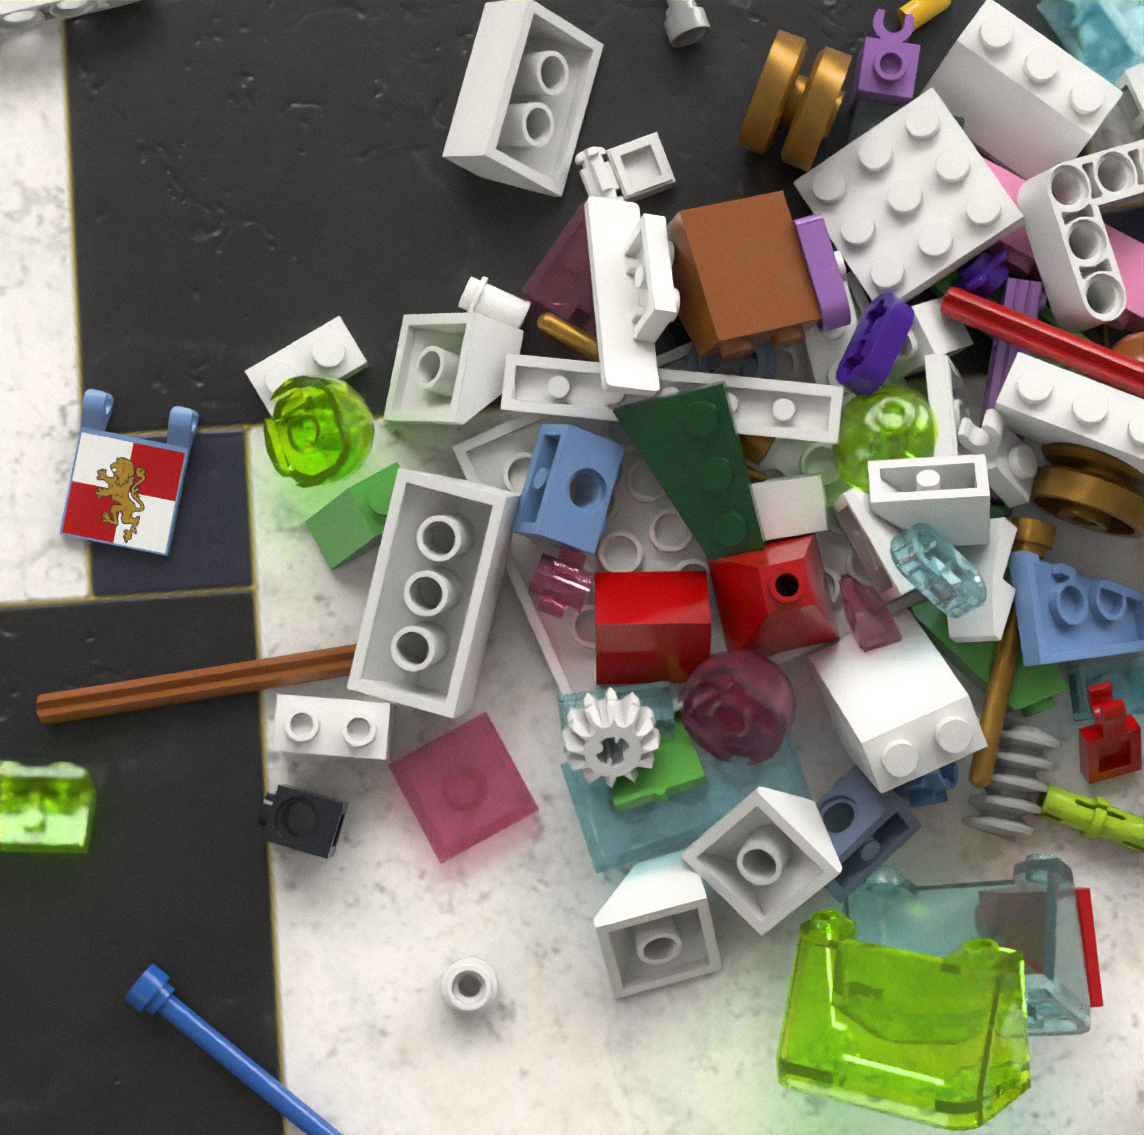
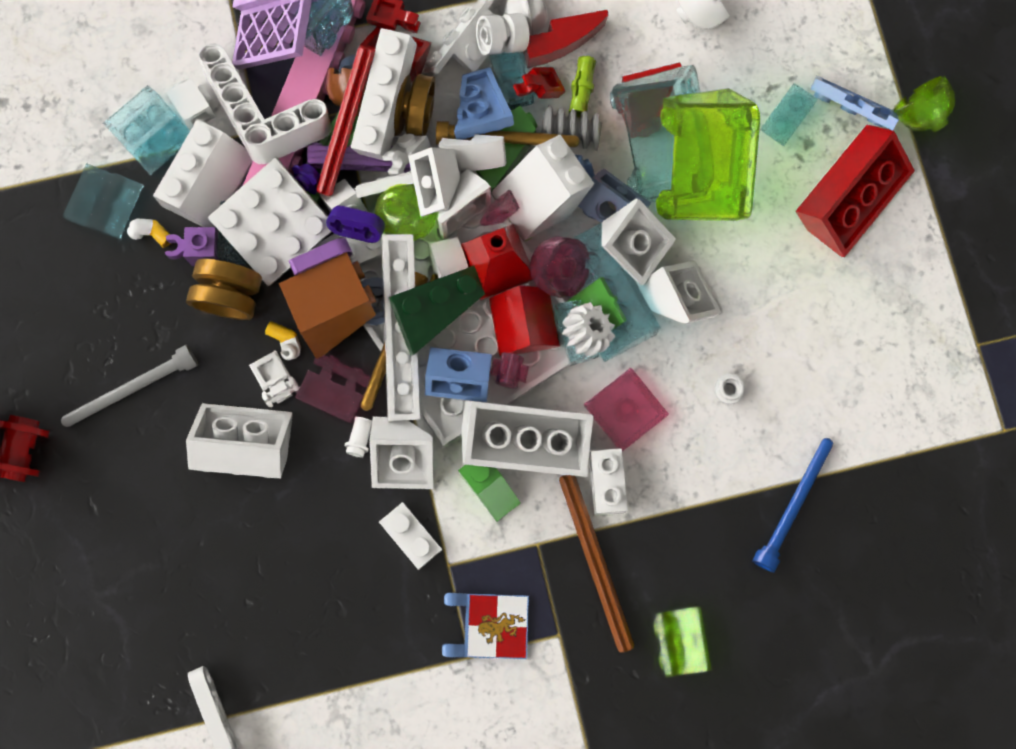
camera: 100 degrees left, 5 degrees down
(318, 430) = (447, 518): clear neon green cylinder -> none
(328, 815) = (670, 481): black brick -> none
(630, 292) = (345, 355): white bracket -> none
(707, 192) = (288, 340): none -> arm
(938, 570) = (473, 171): clear light blue beam -> none

